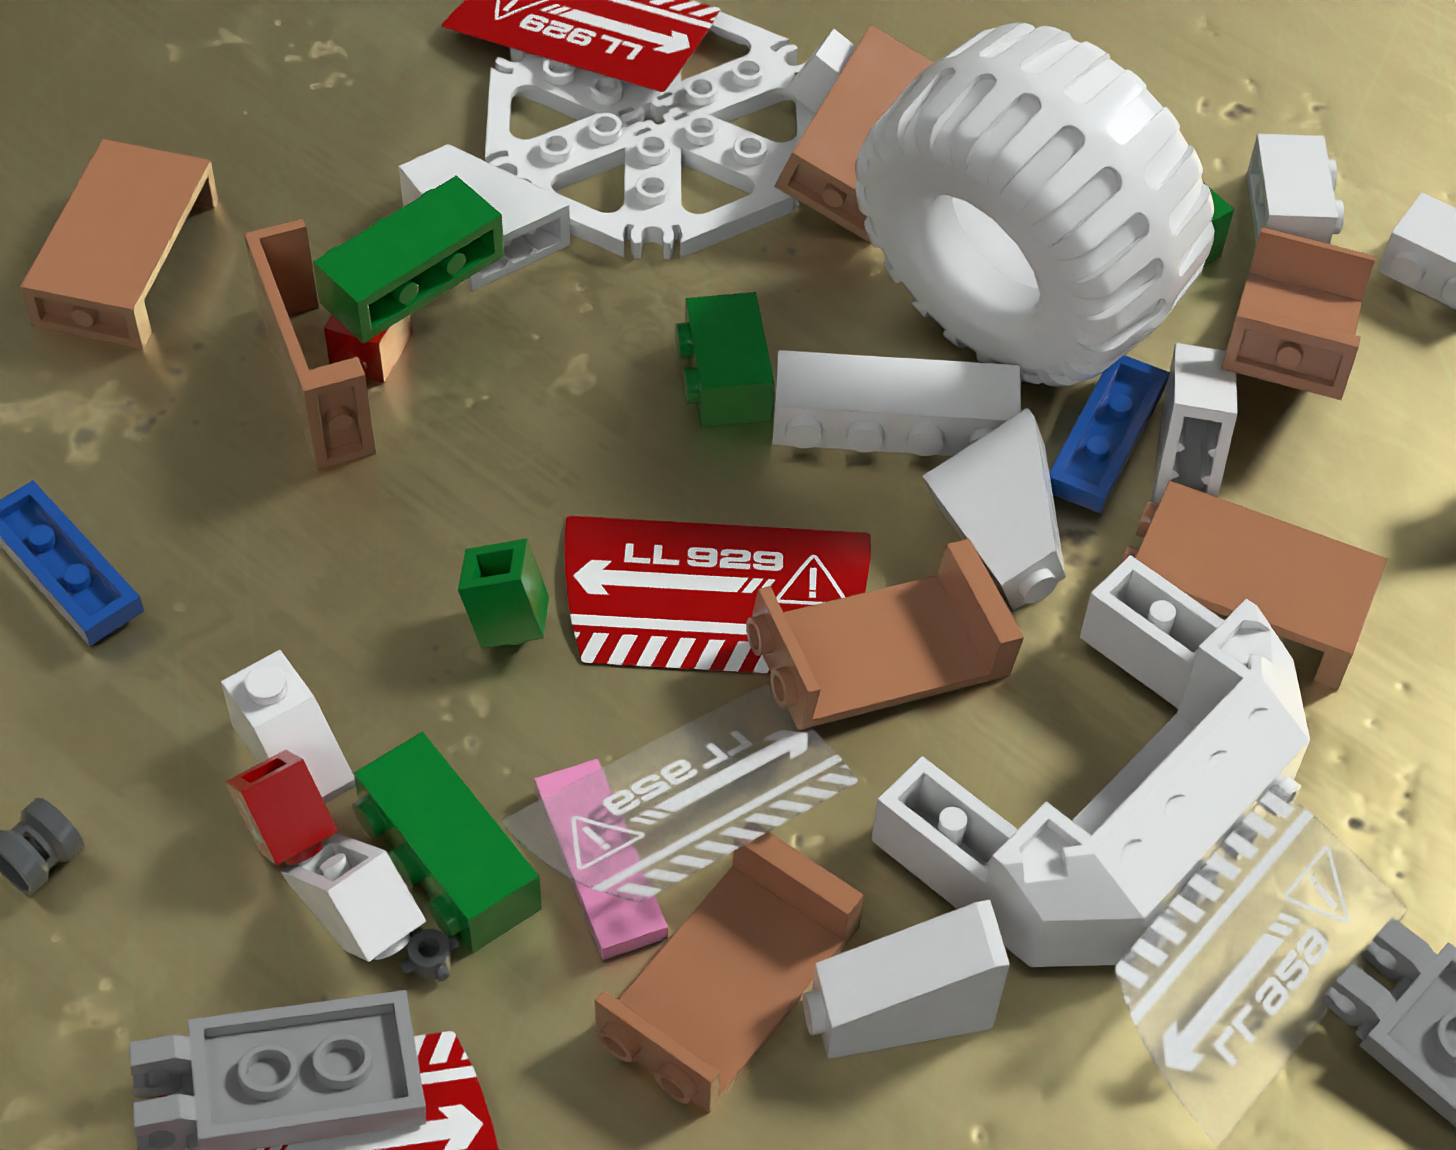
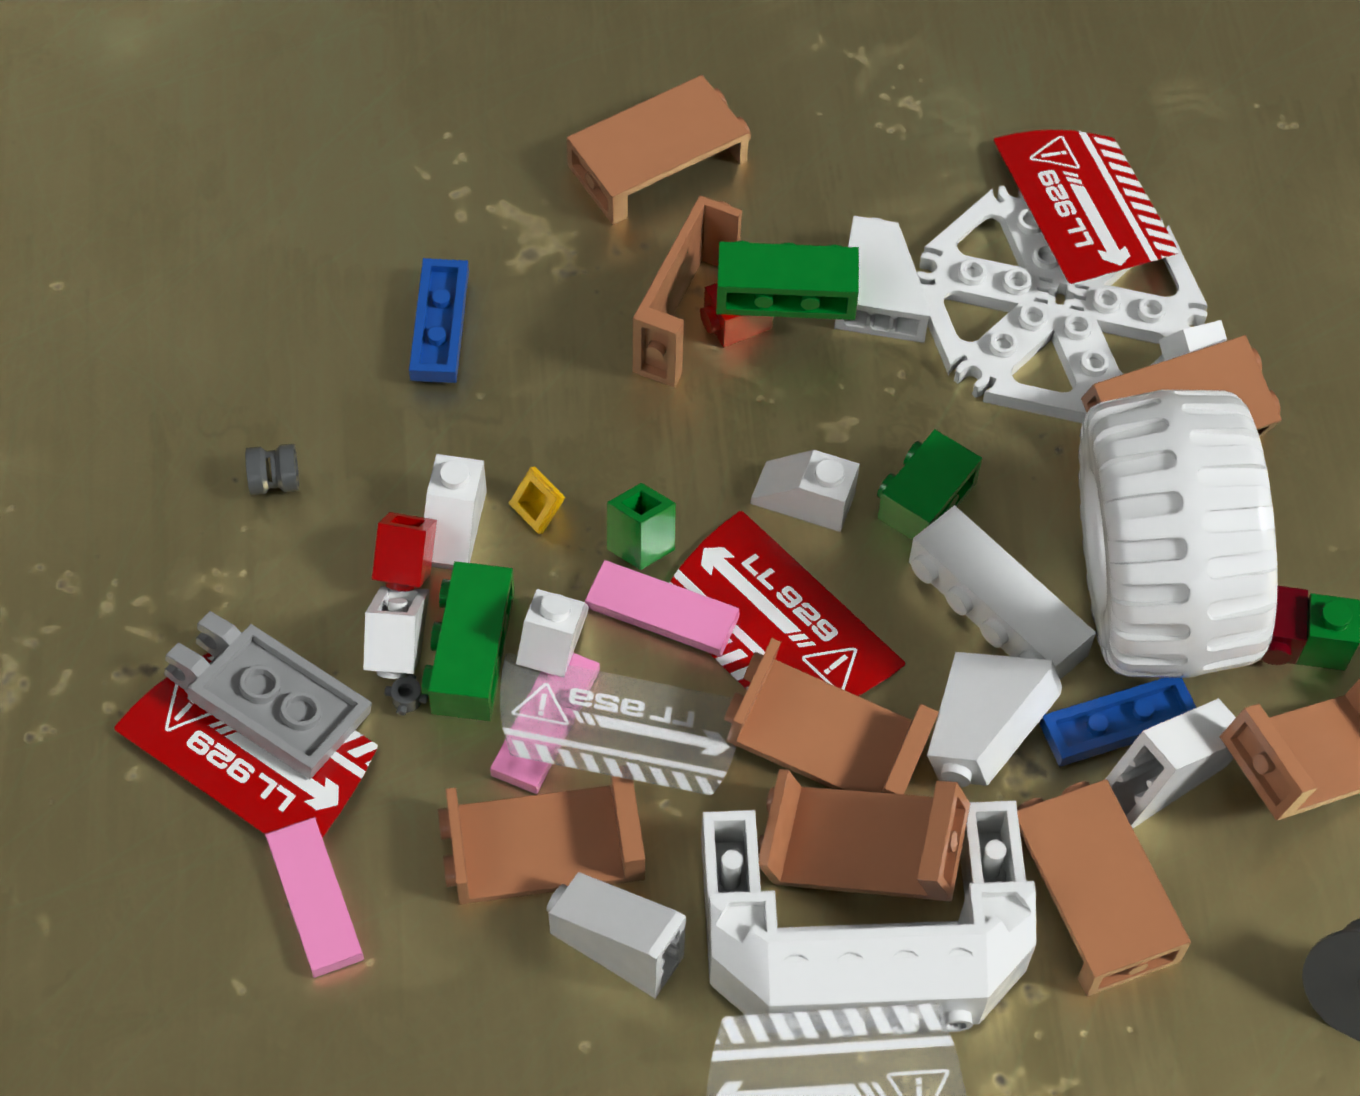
camera: 45 degrees right, 5 degrees up
(361, 655) = (536, 500): none -> yellow slope
(529, 759) = (551, 632): none -> white slope
(598, 659) = (662, 608): none -> bright pink tile
(618, 441) = (808, 487): none -> white slope
(1041, 699) = (864, 839): none -> nougat panel

